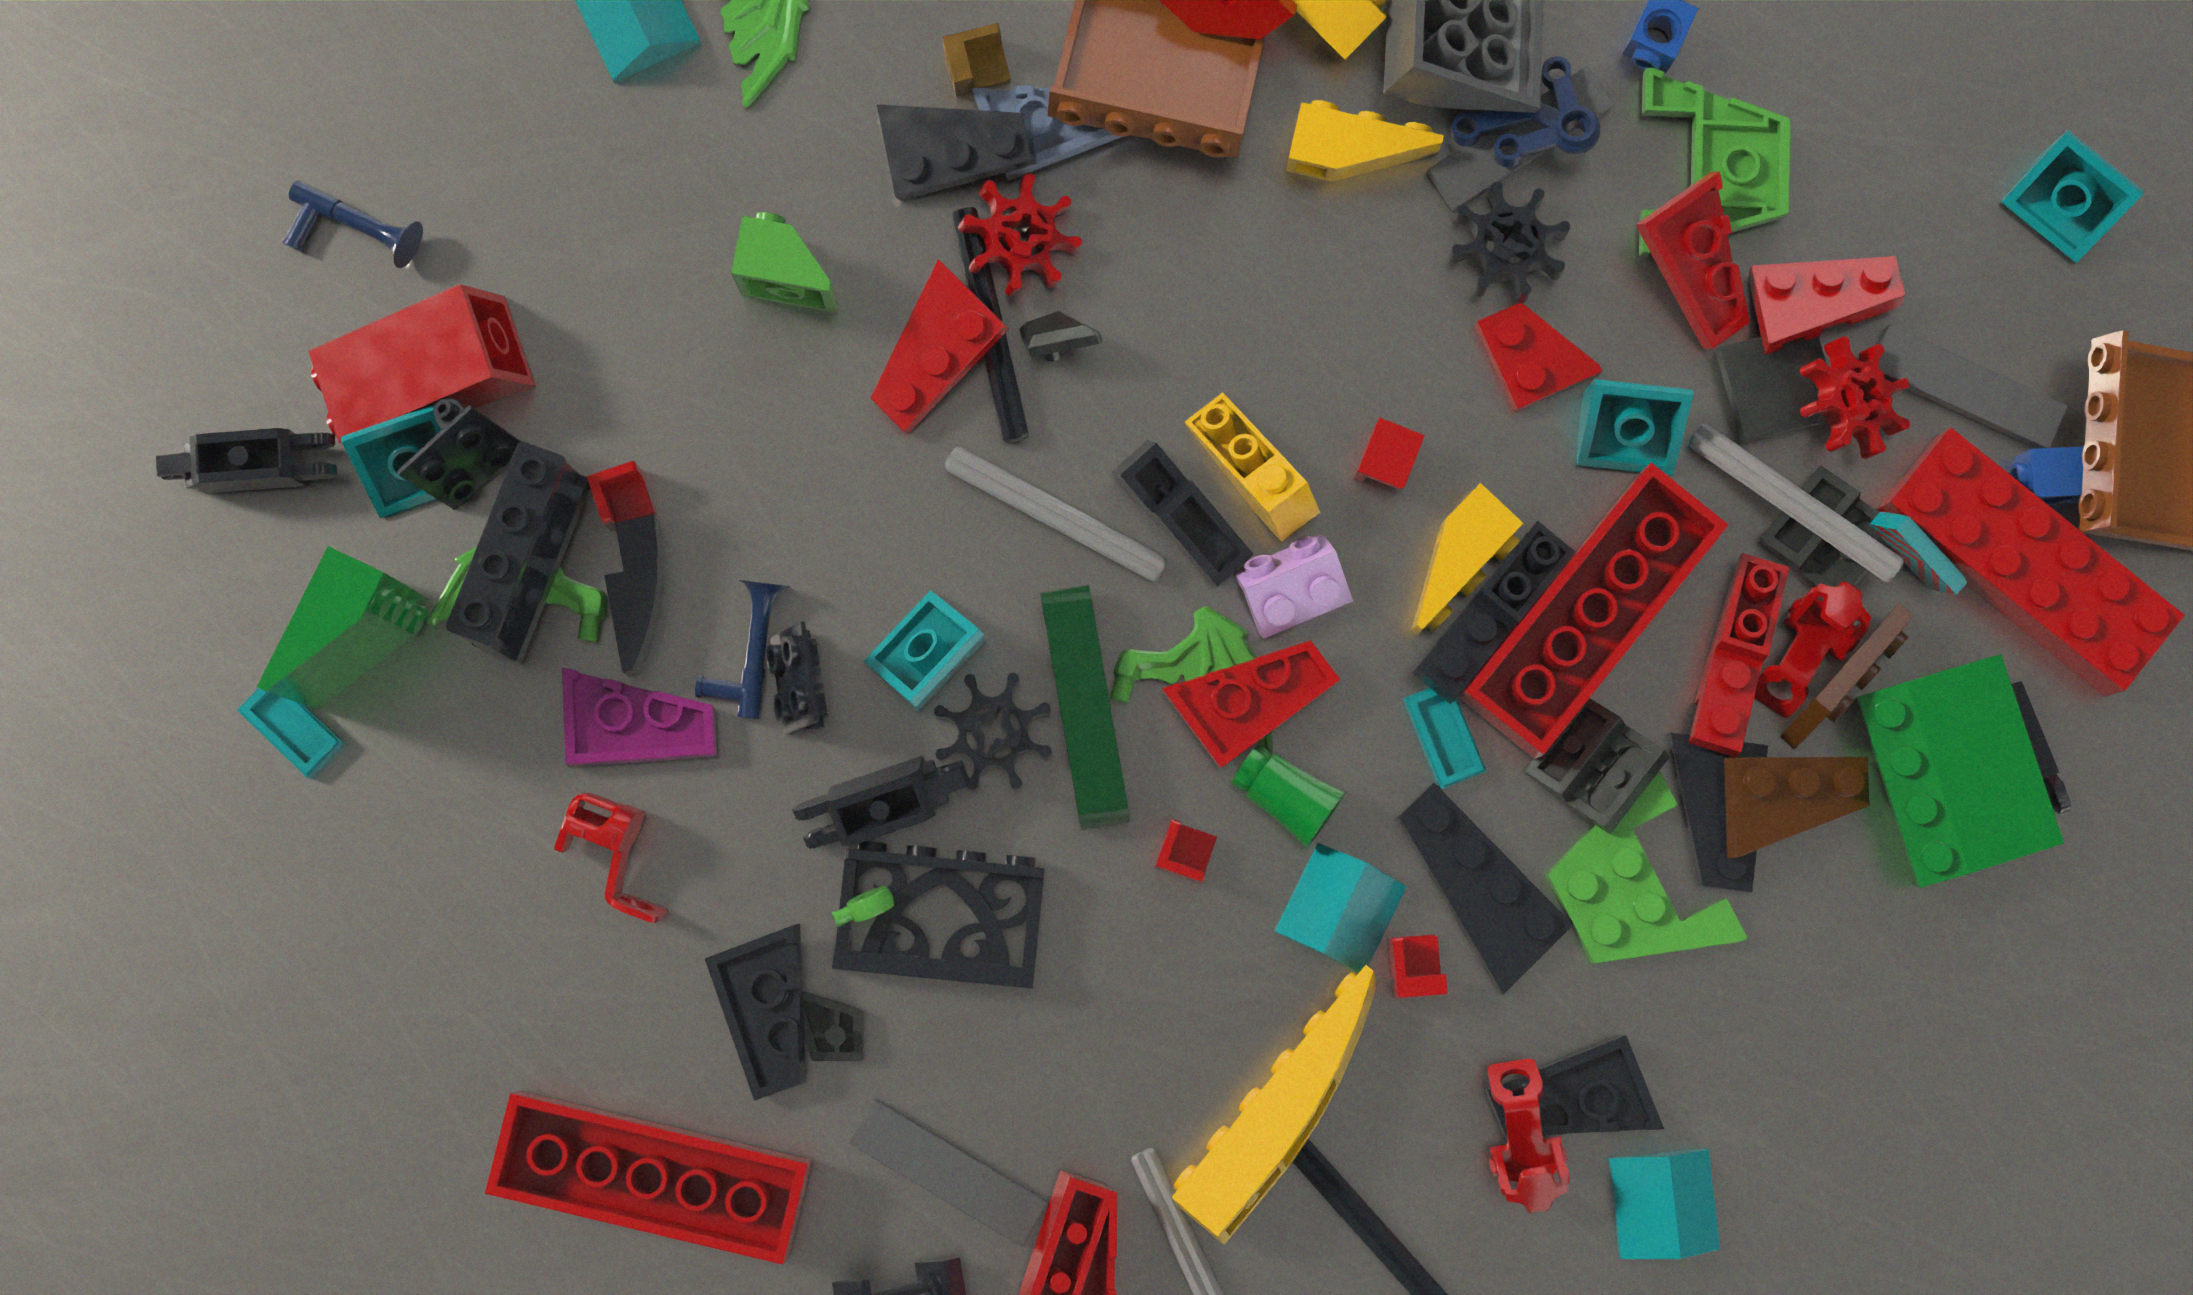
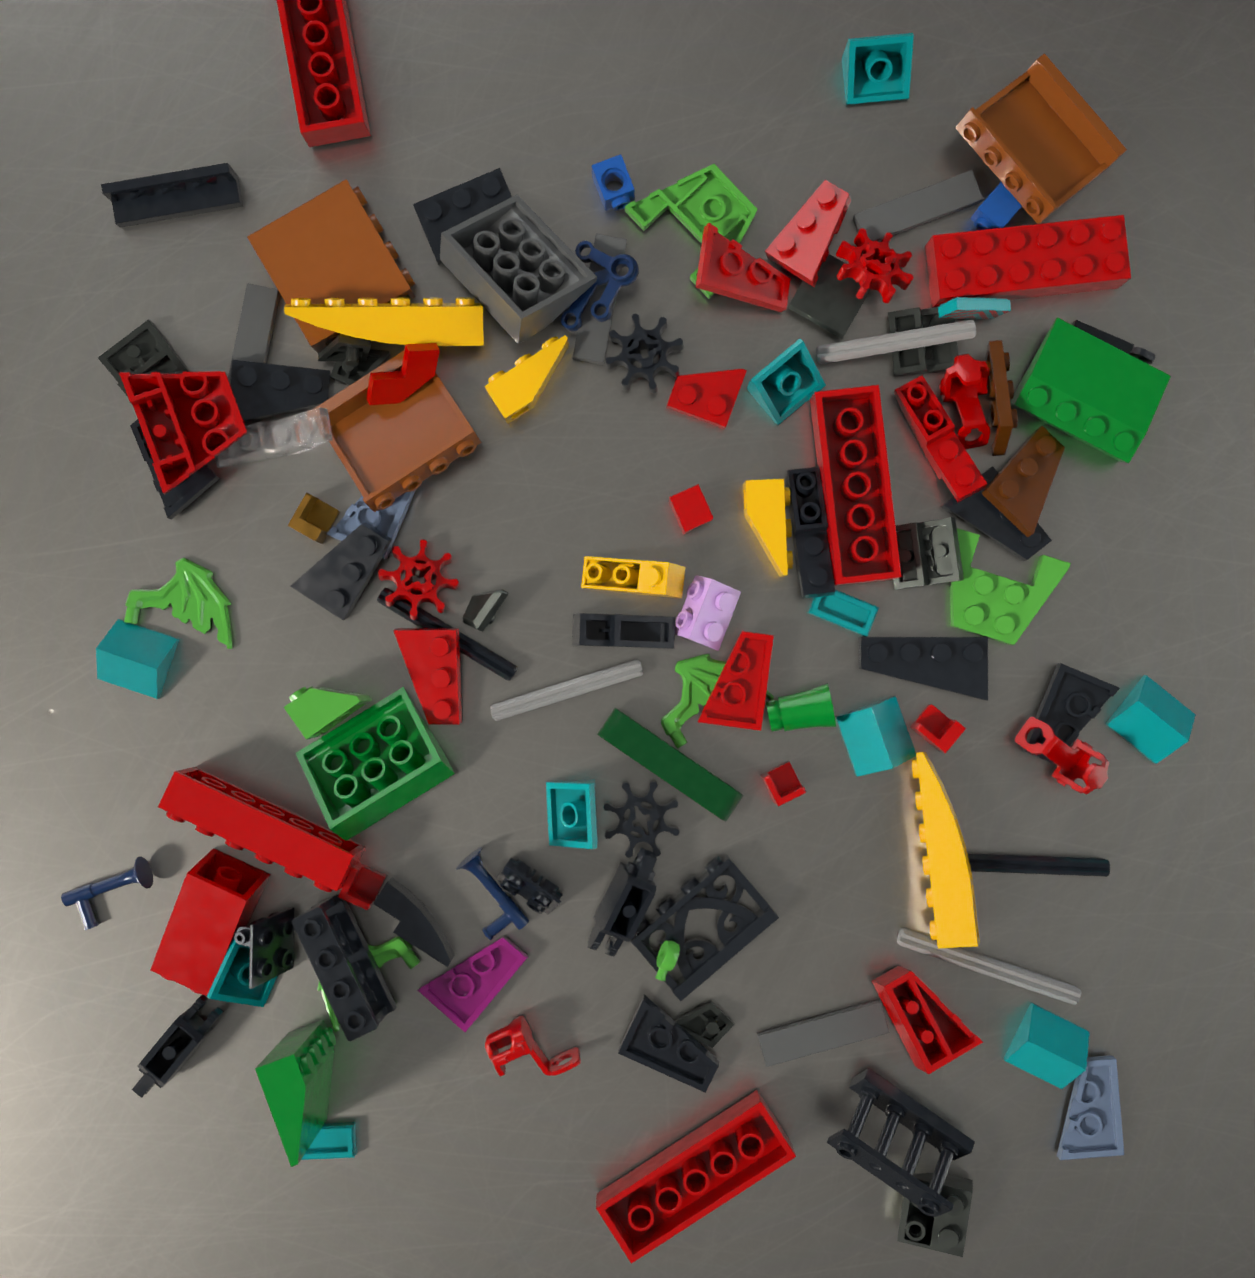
camera: 45 degrees left, 5 degrees up
(583, 321) = (260, 827): none -> red brick
(768, 381) = (373, 764): none -> green slope

